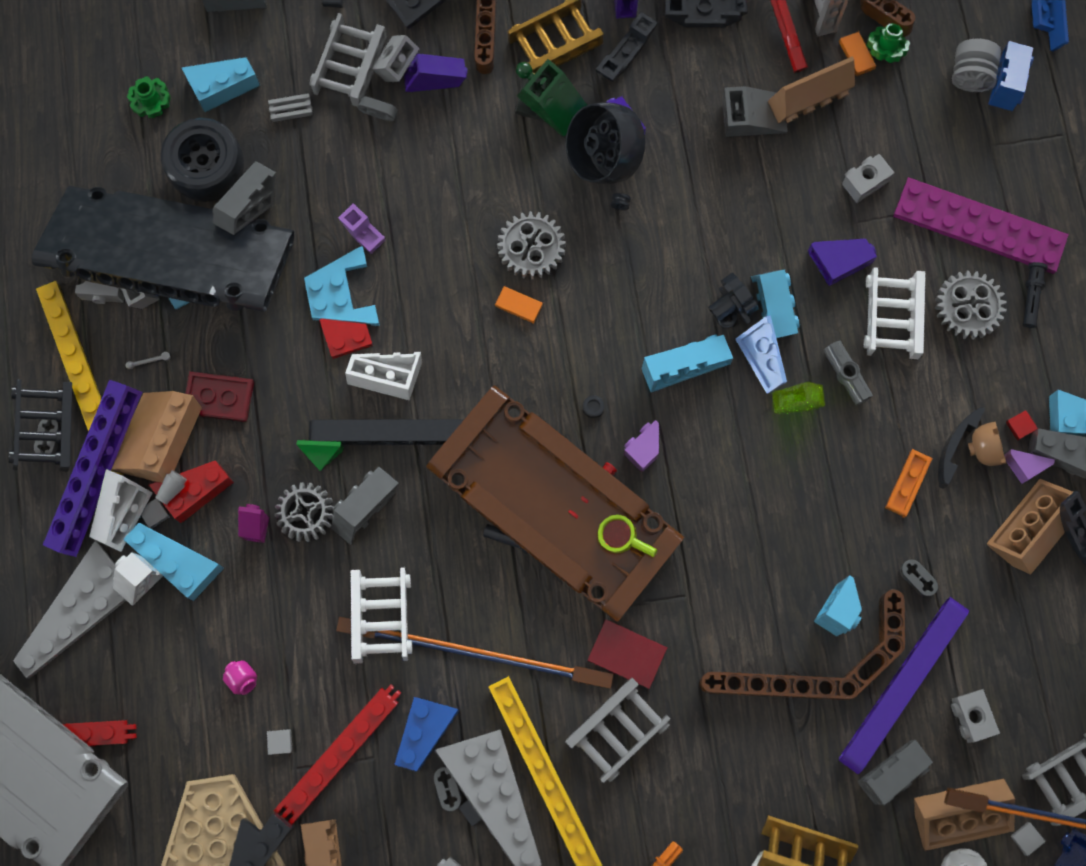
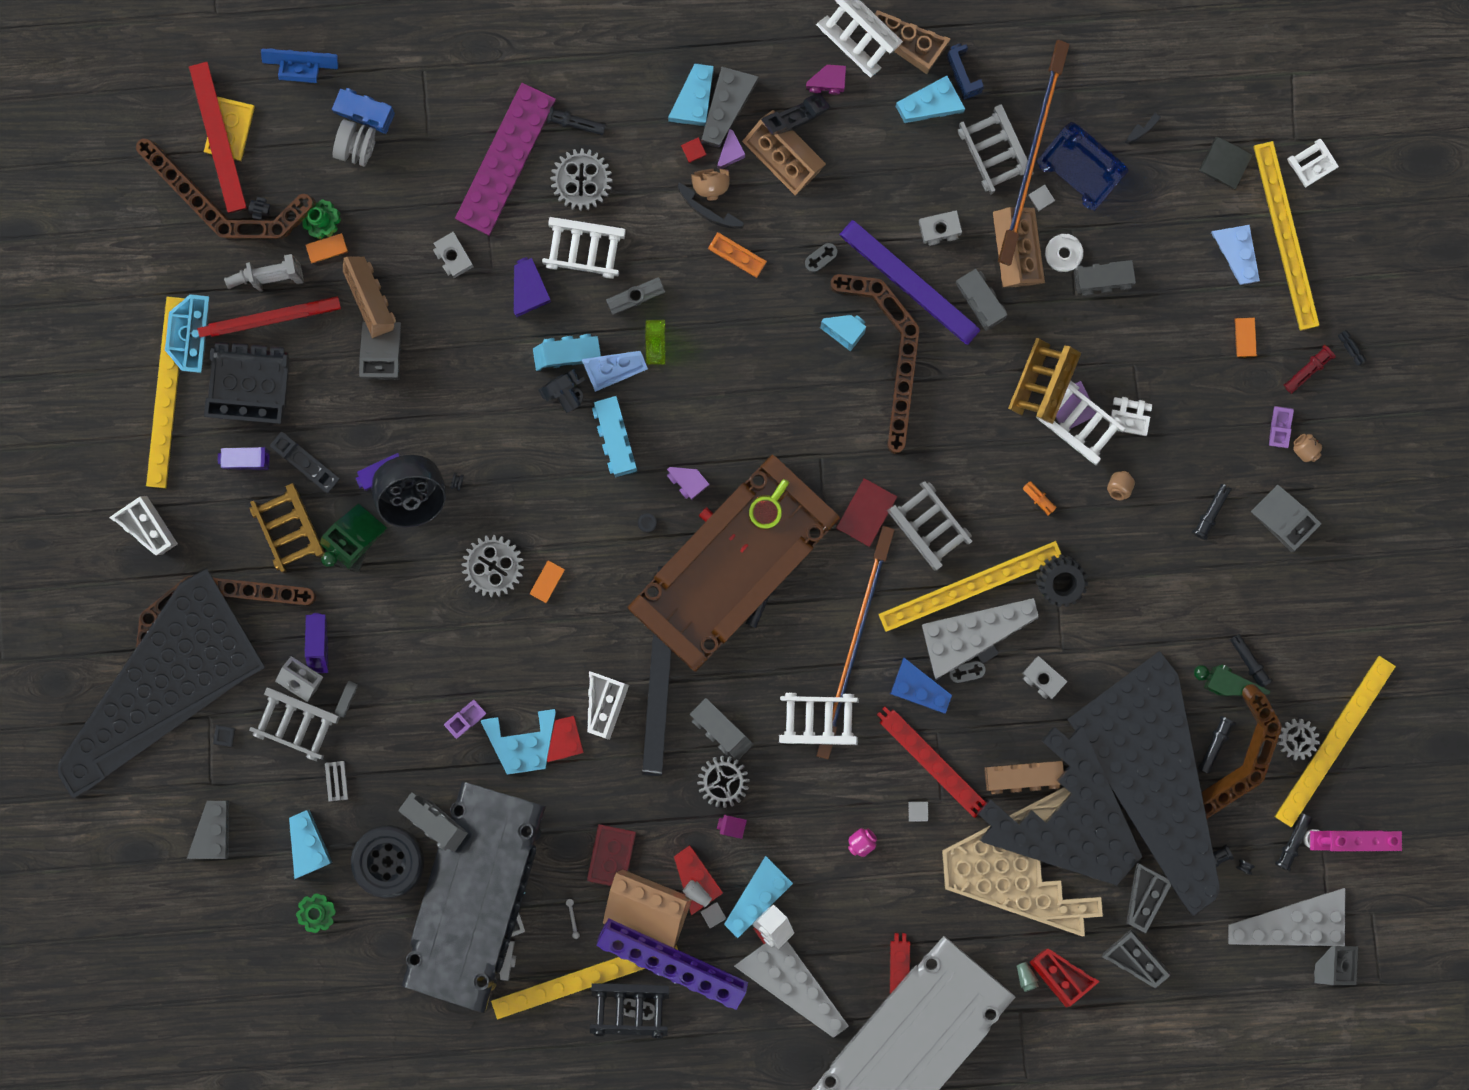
camera: 85 degrees left, 10 degrees up
(118, 509) = (711, 943): white wedge -> none
(320, 452) = (671, 766): green slope -> none

